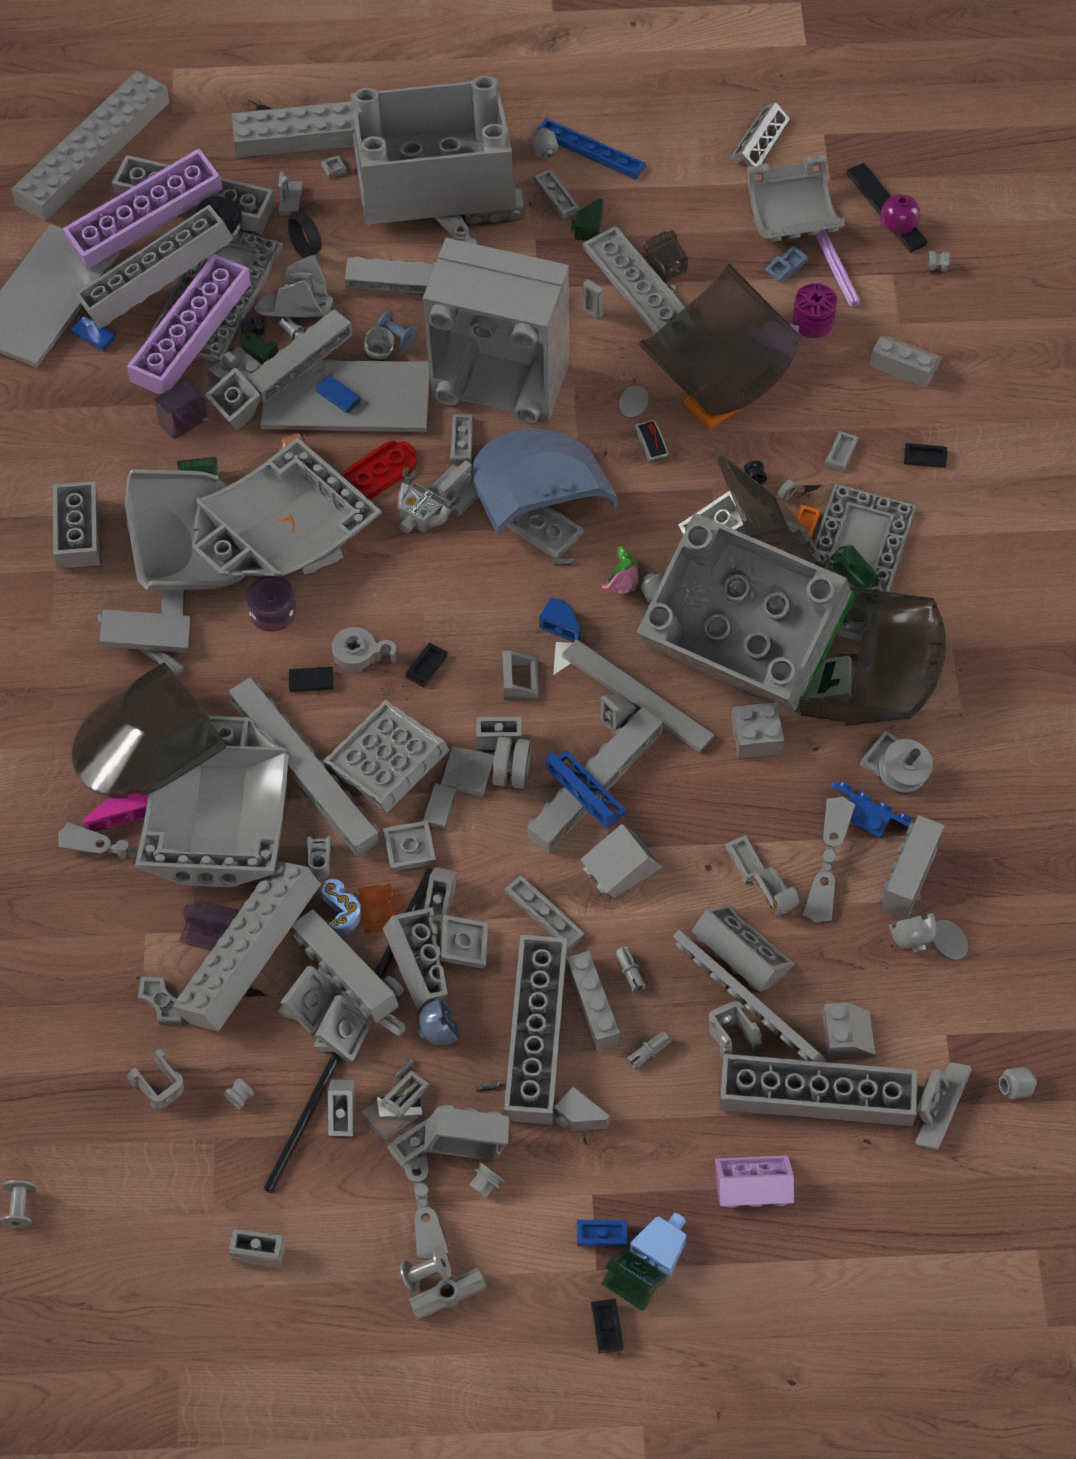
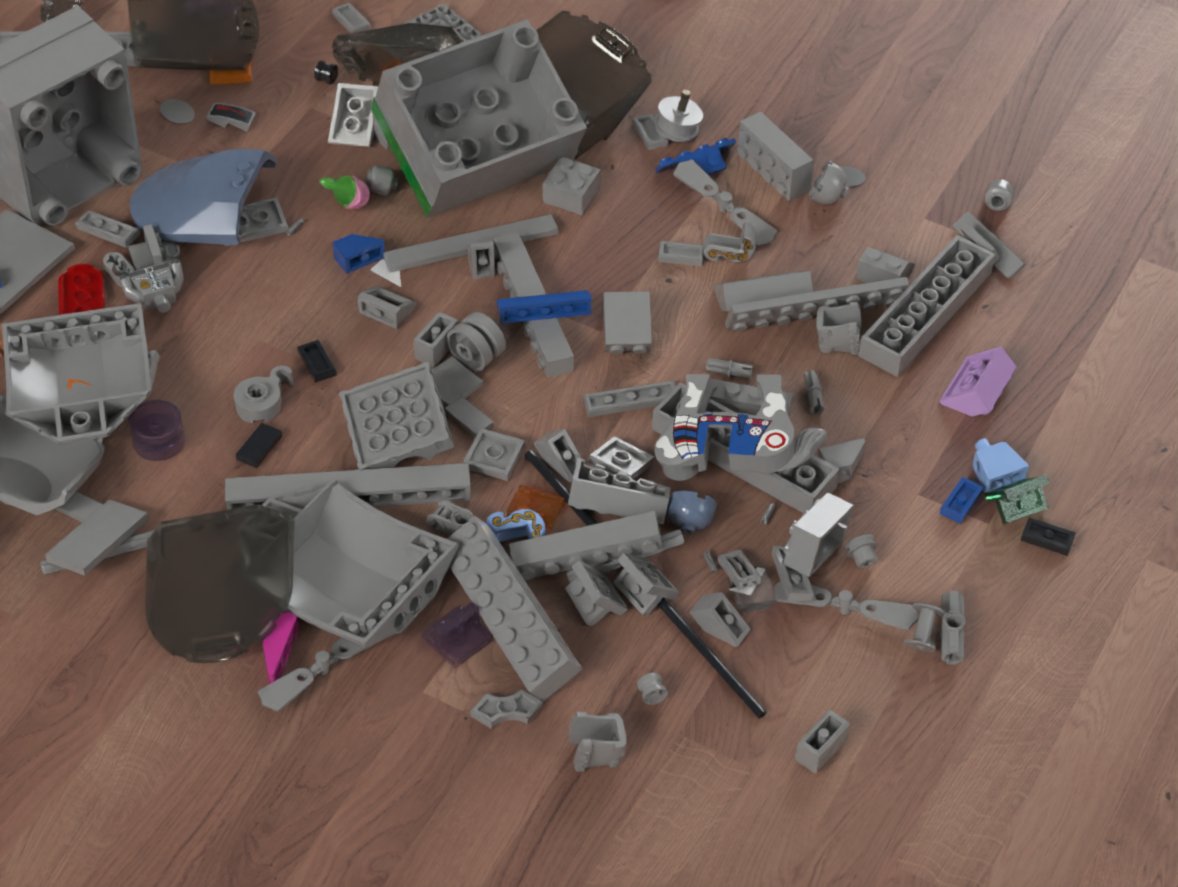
camera: 60 degrees left, 10 degrees down
(430, 475) = (115, 258): none -> light grey beam
(518, 1031) = (757, 442): none -> animal

